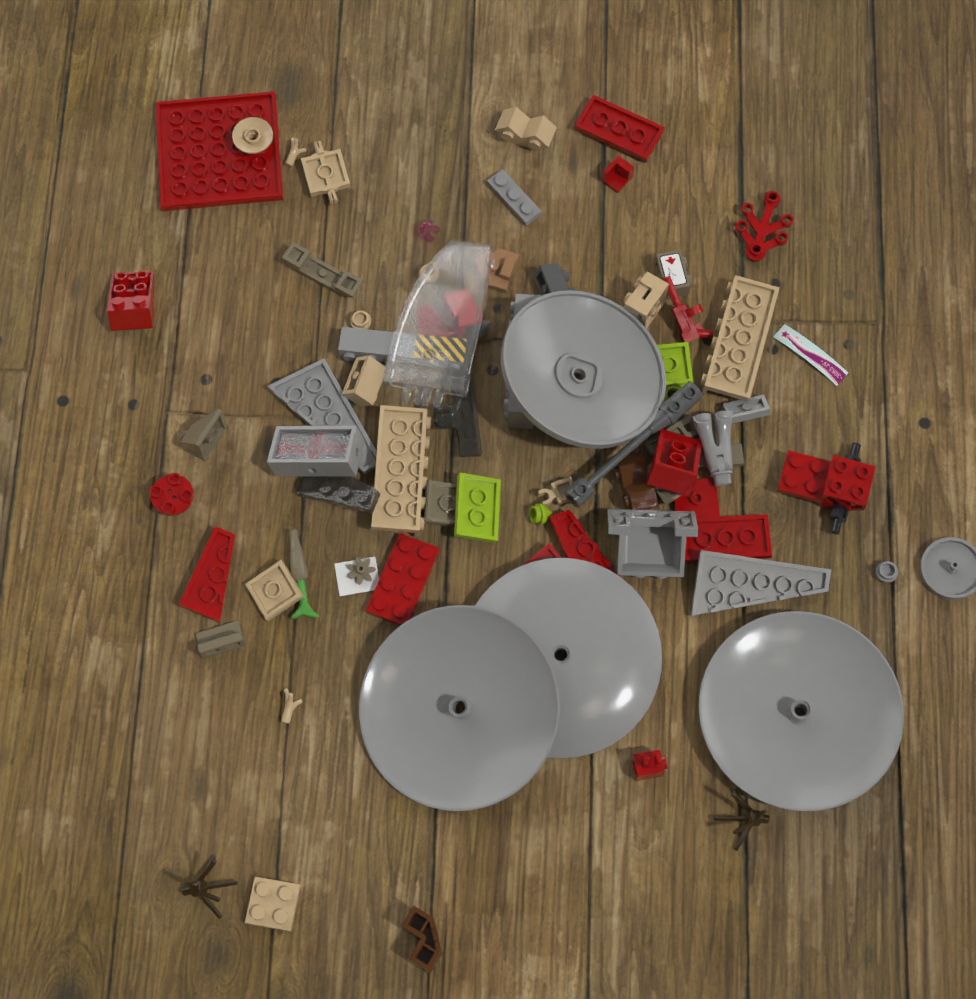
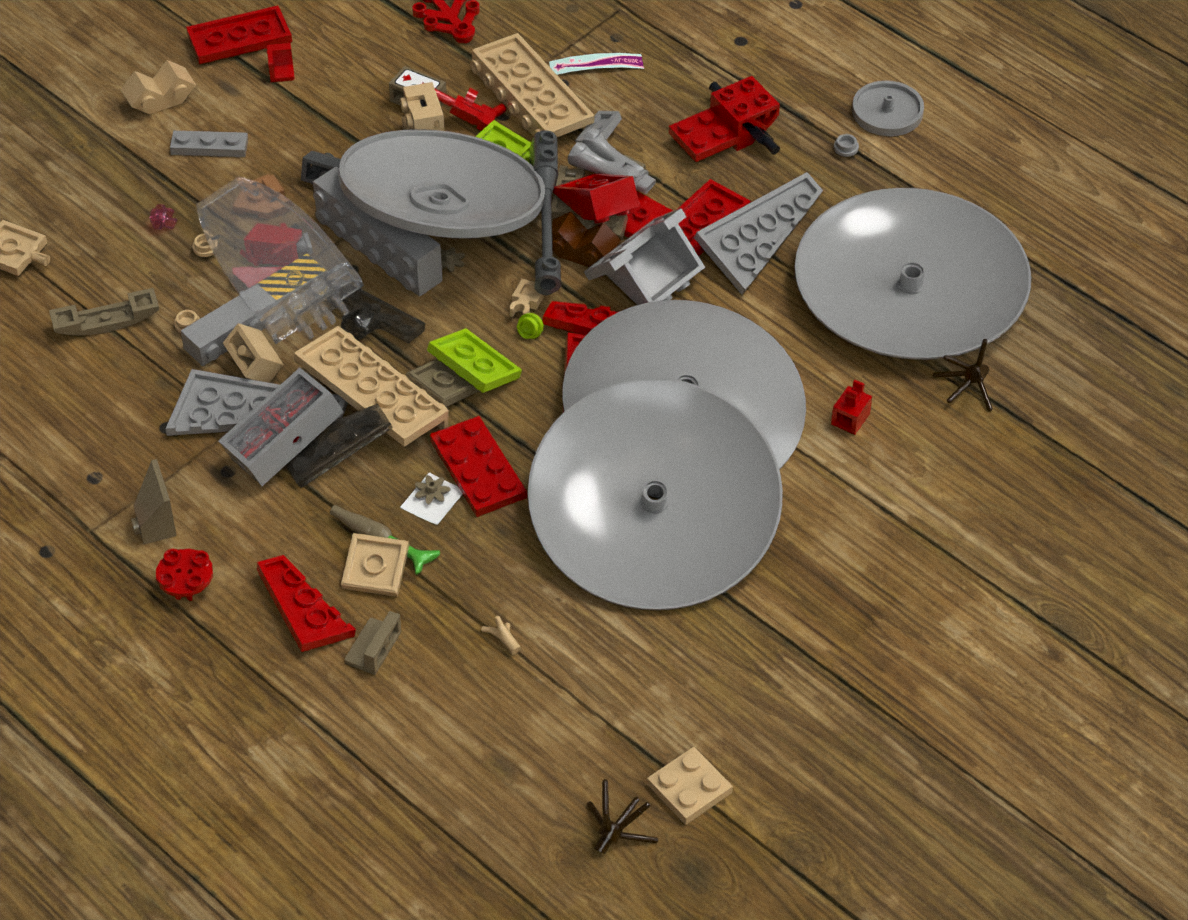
camera: 50 degrees left, 20 degrees down
(424, 929) = (839, 673): reddish brown brick -> none

